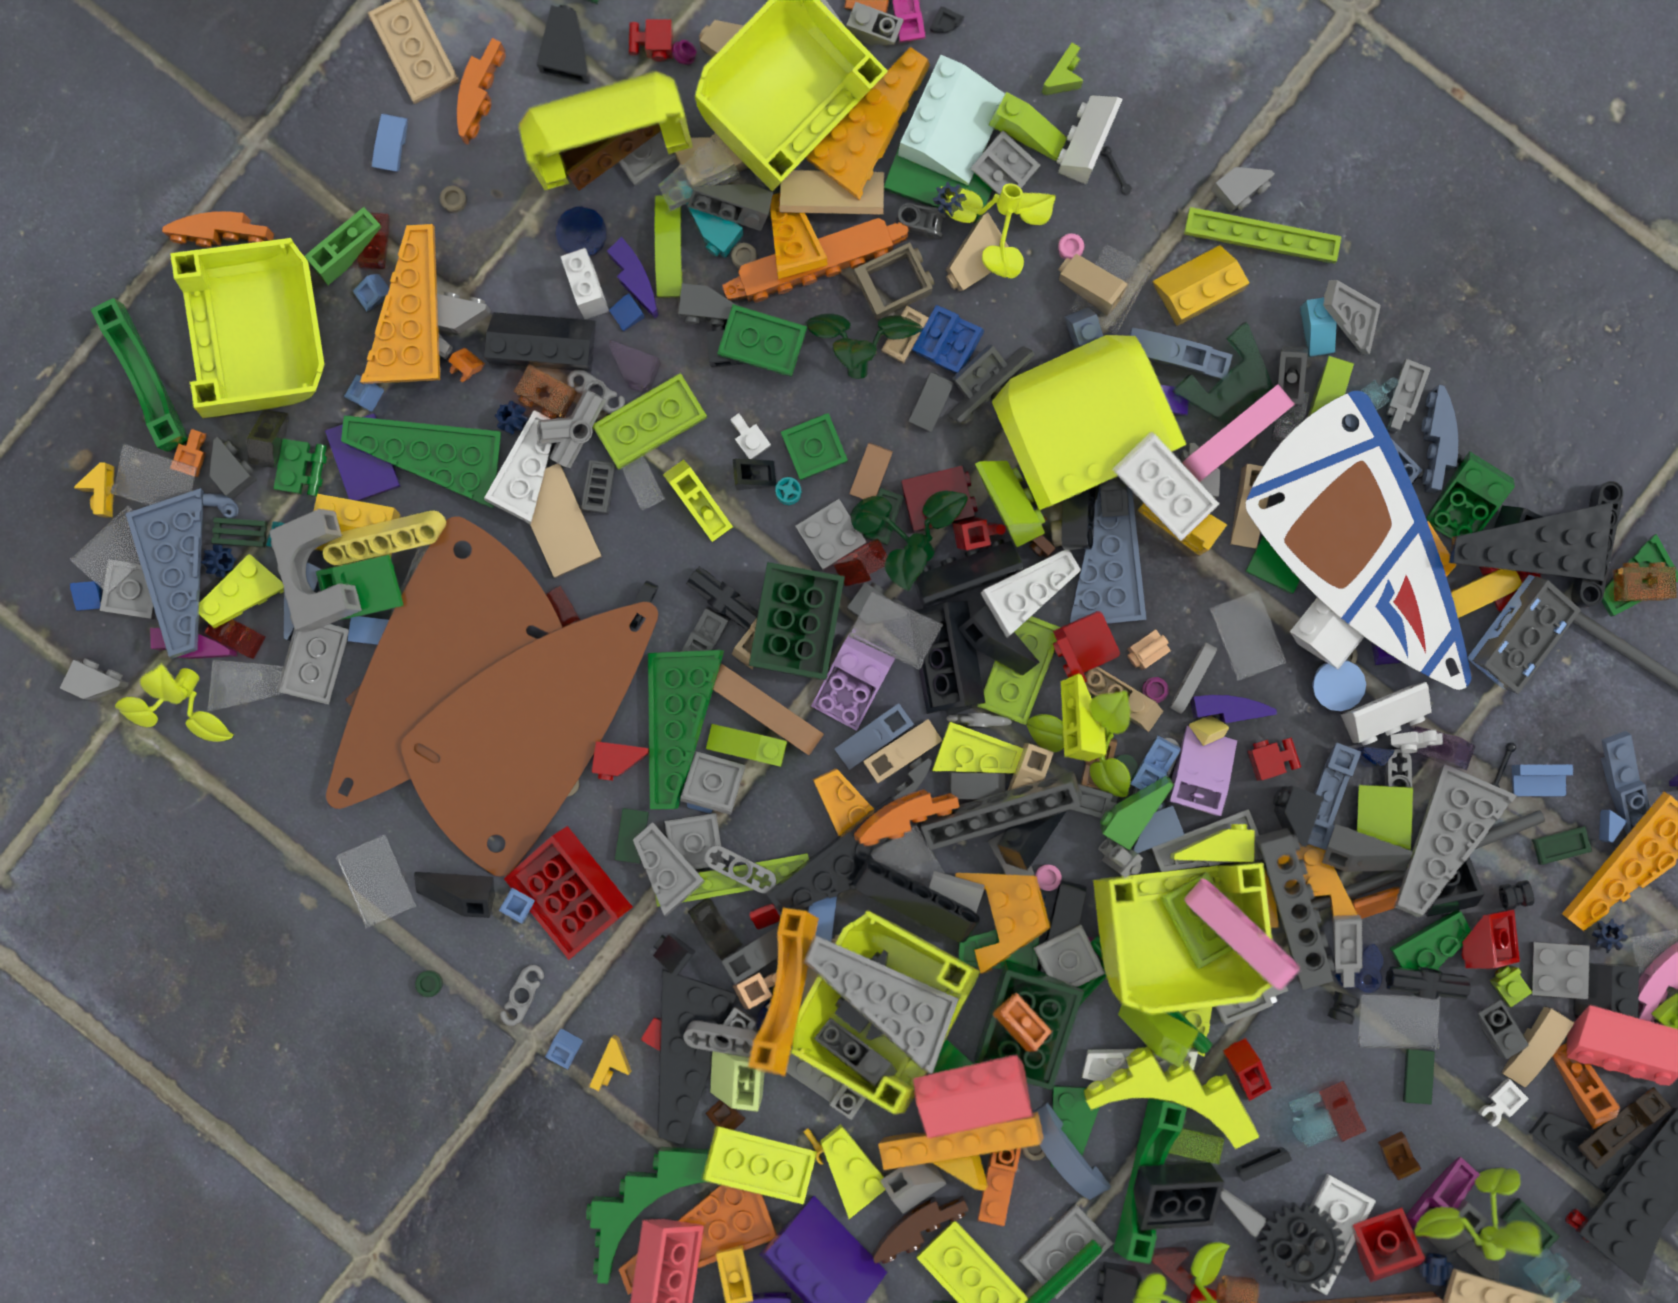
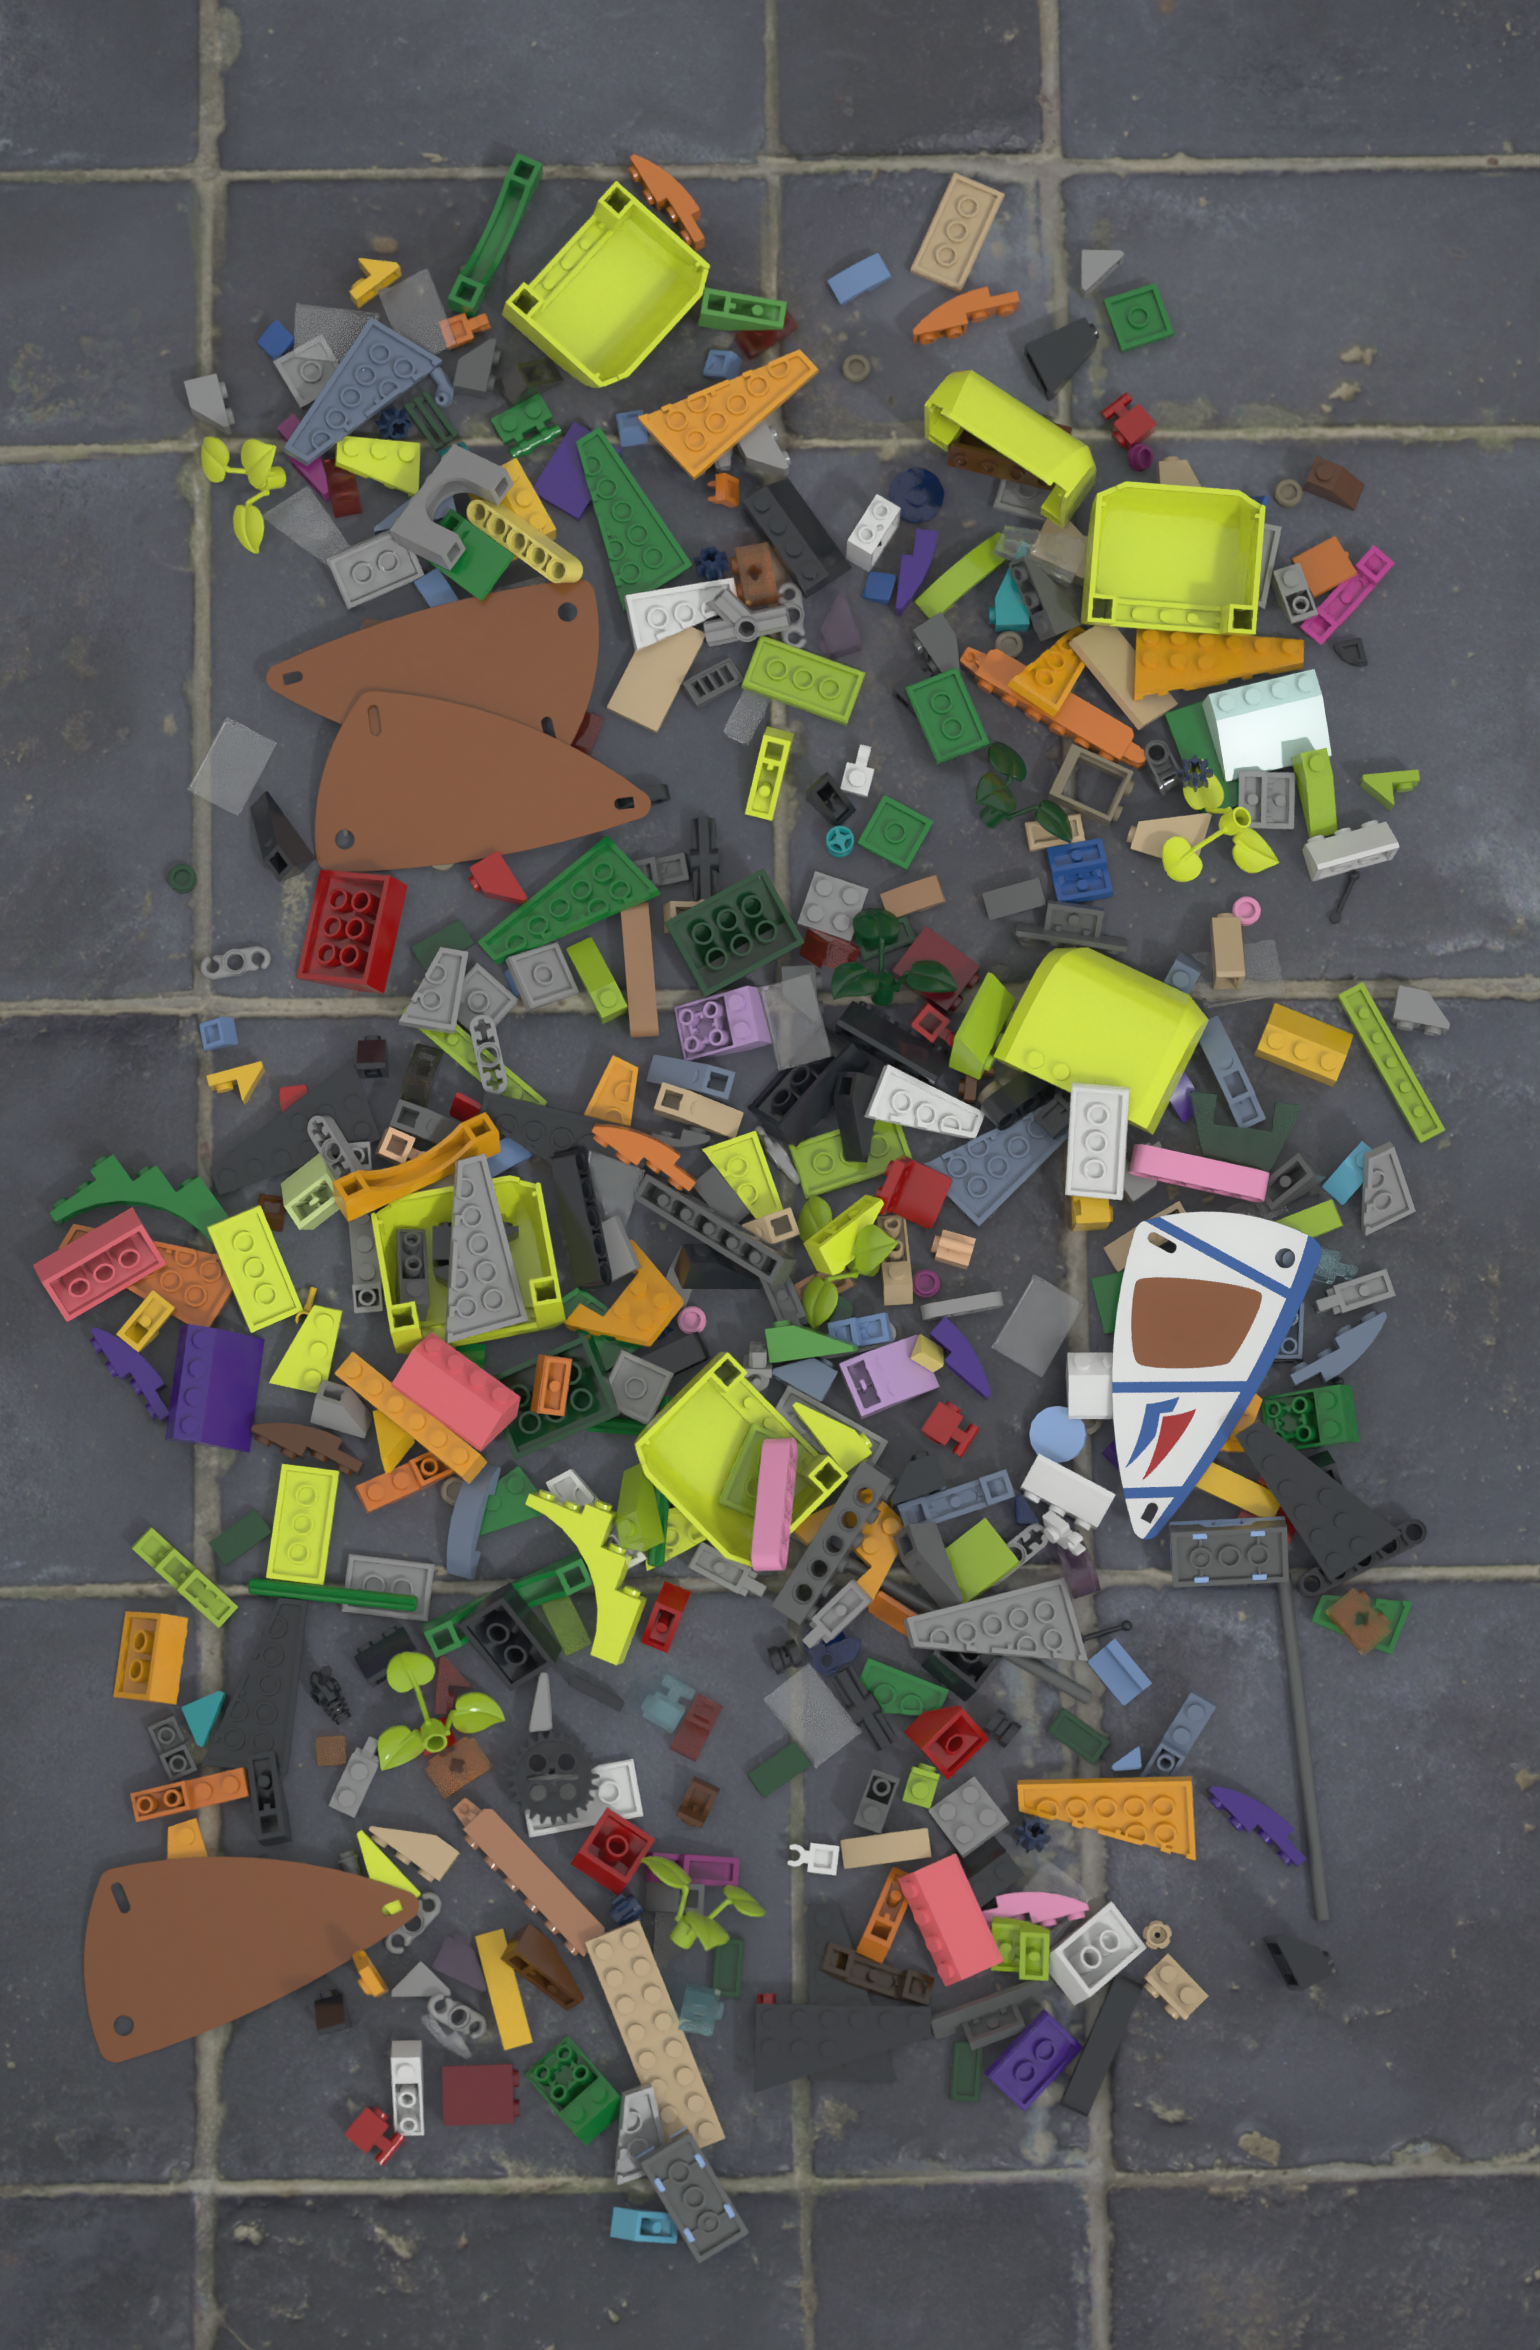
camera: 45 degrees right, 5 degrees down
(517, 905) = (306, 898): medium blue slope -> none

